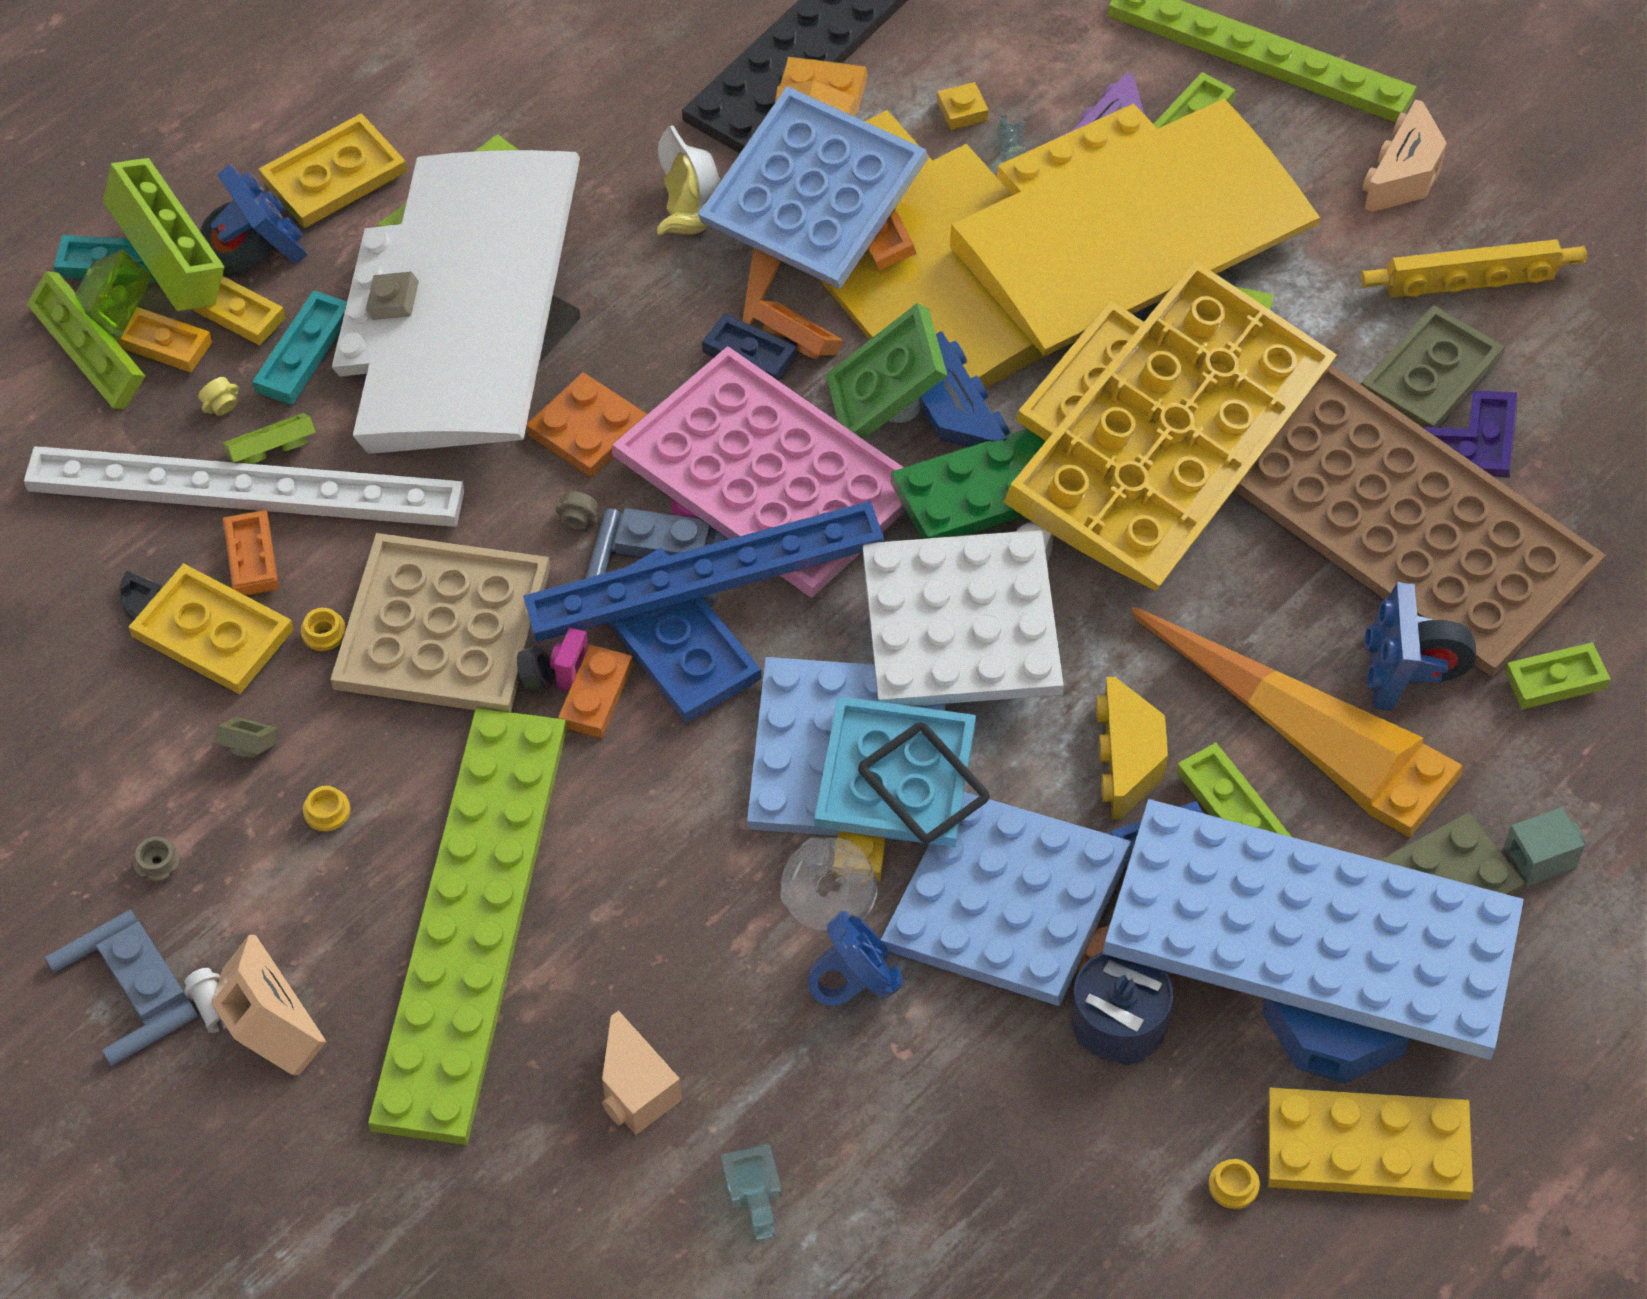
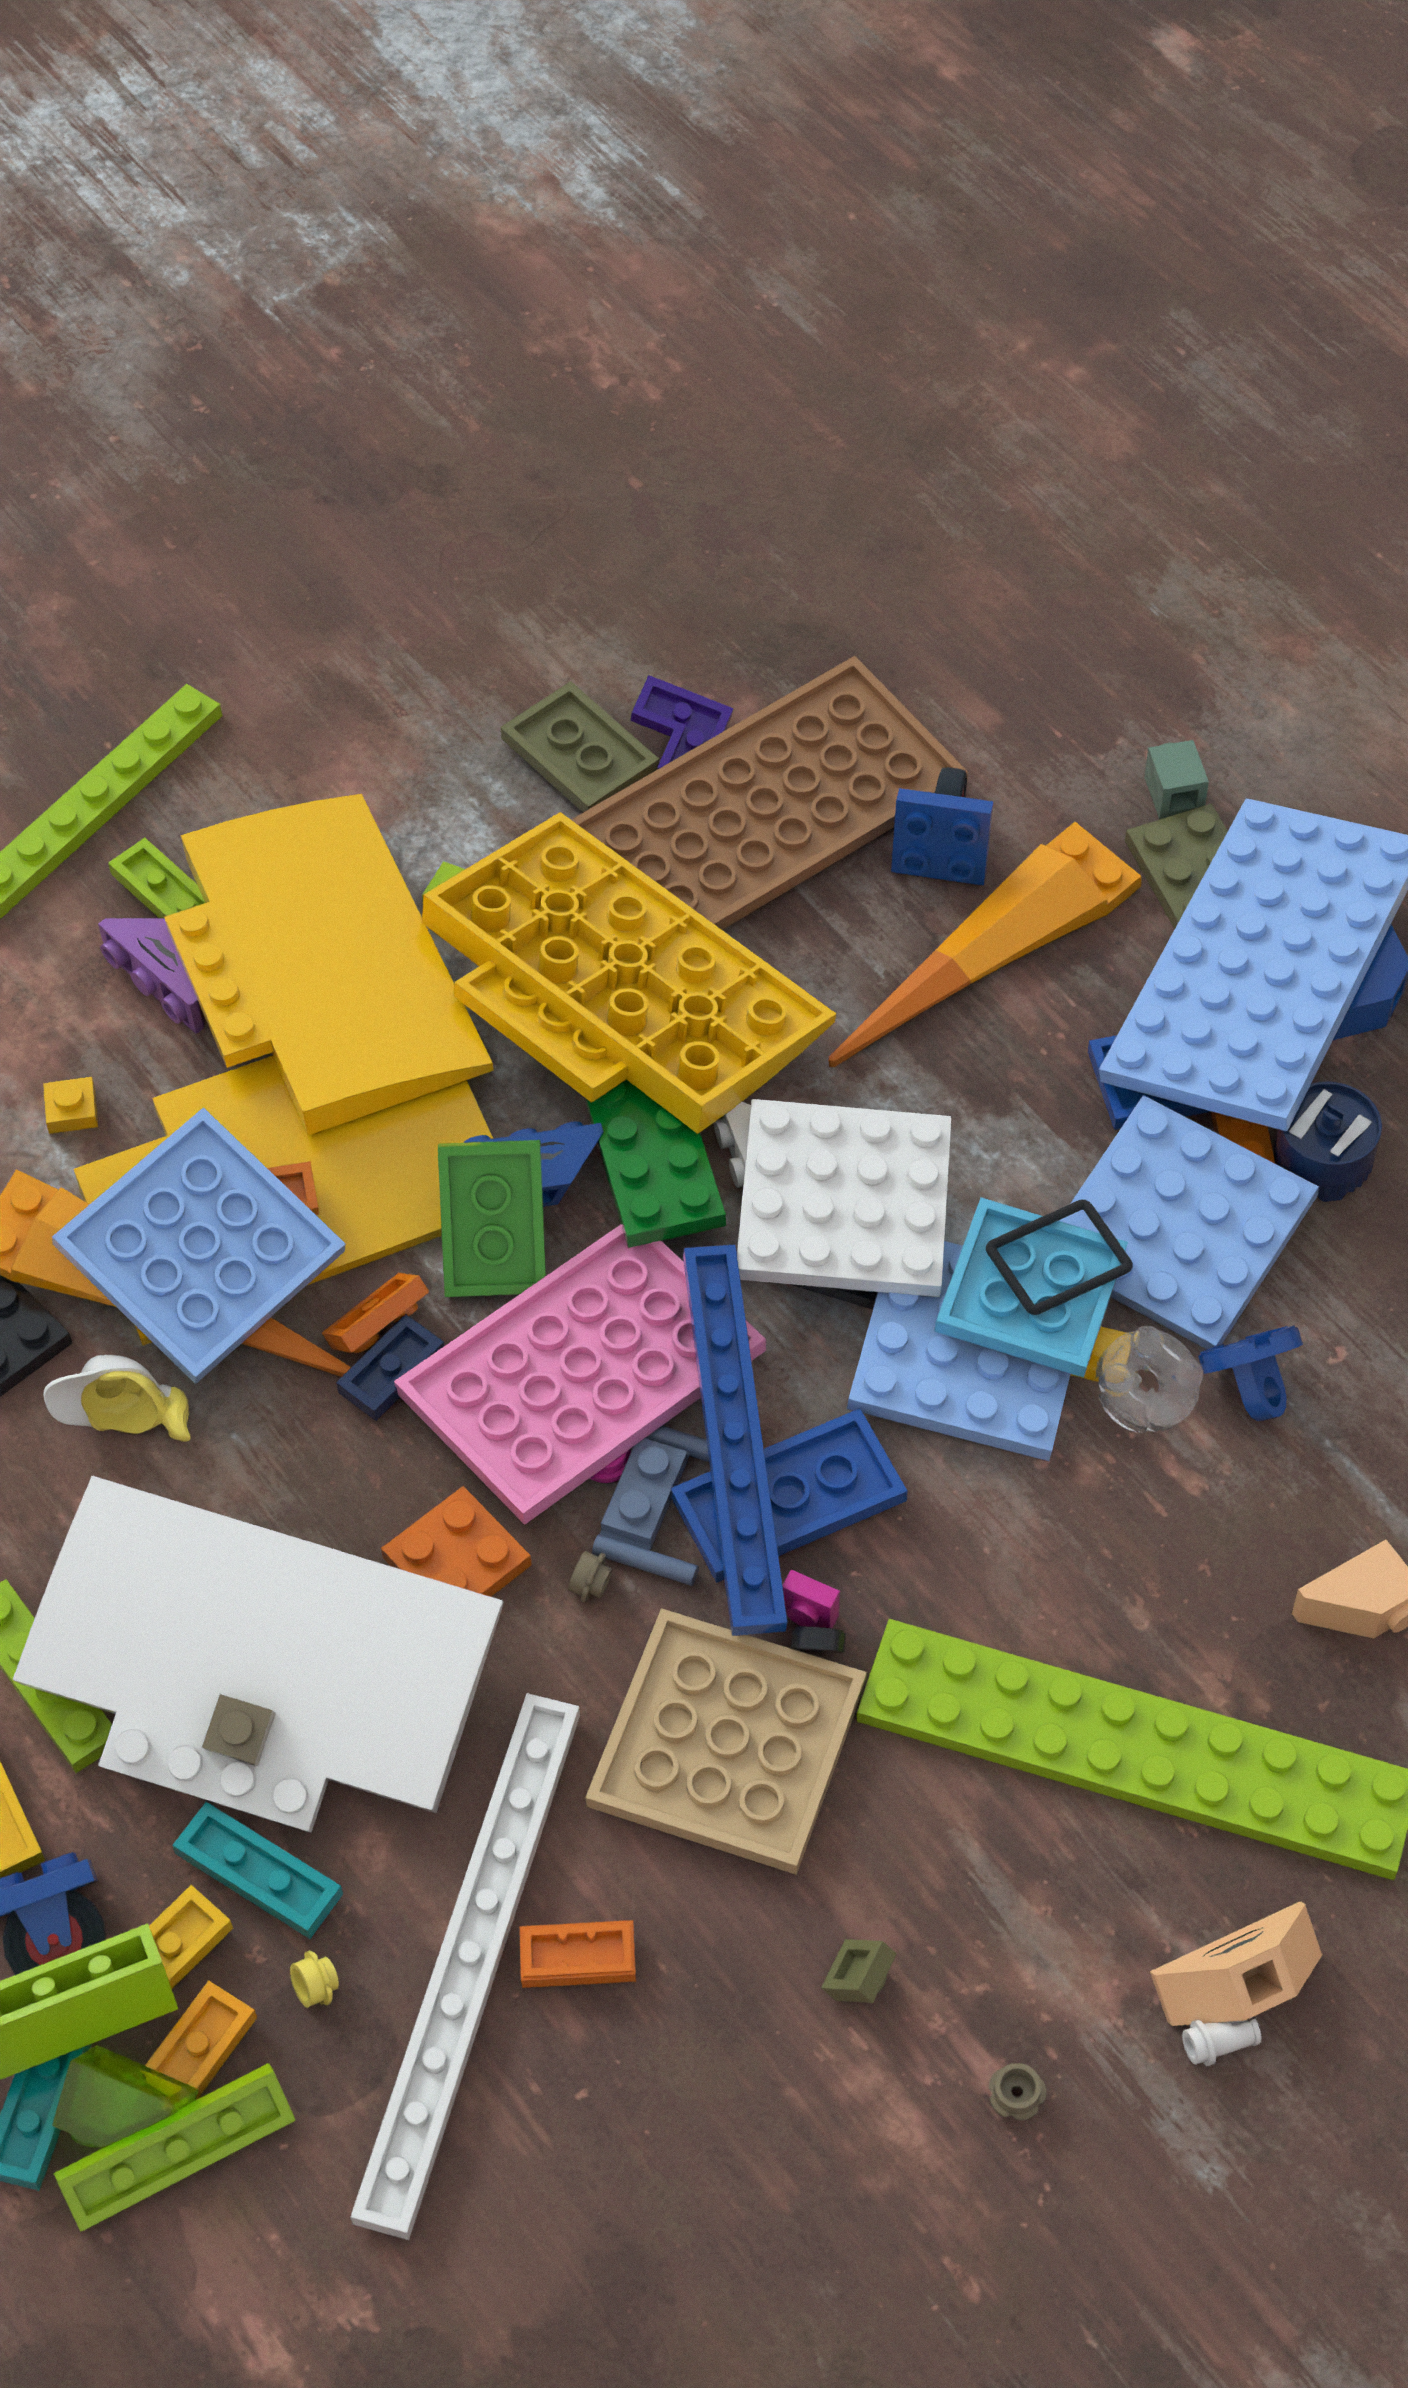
camera: 80 degrees left, 0 degrees up
(136, 594) = (614, 2100): black tile -> none
(140, 975) = (1173, 2119): sand blue plate -> none
(211, 628) = (686, 2008): yellow plate -> none
(286, 433) = (401, 1918): lime plate -> none
(320, 620) = (704, 1863): yellow plate -> none
(326, 808) = (971, 1891): yellow plate -> none
(596, 691) = (865, 1593): orange plate -> none
(1010, 138) = (145, 1066): clear light blue piece -> none
(1132, 747) = (1013, 1085): yellow slope -> none
(1225, 790) = (1082, 1015): lime plate -> none
(1406, 163) = (289, 706): light nougat slope -> none
(1473, 268) = (459, 699): yellow plate -> none
(1557, 675) = (979, 729): lime plate -> none

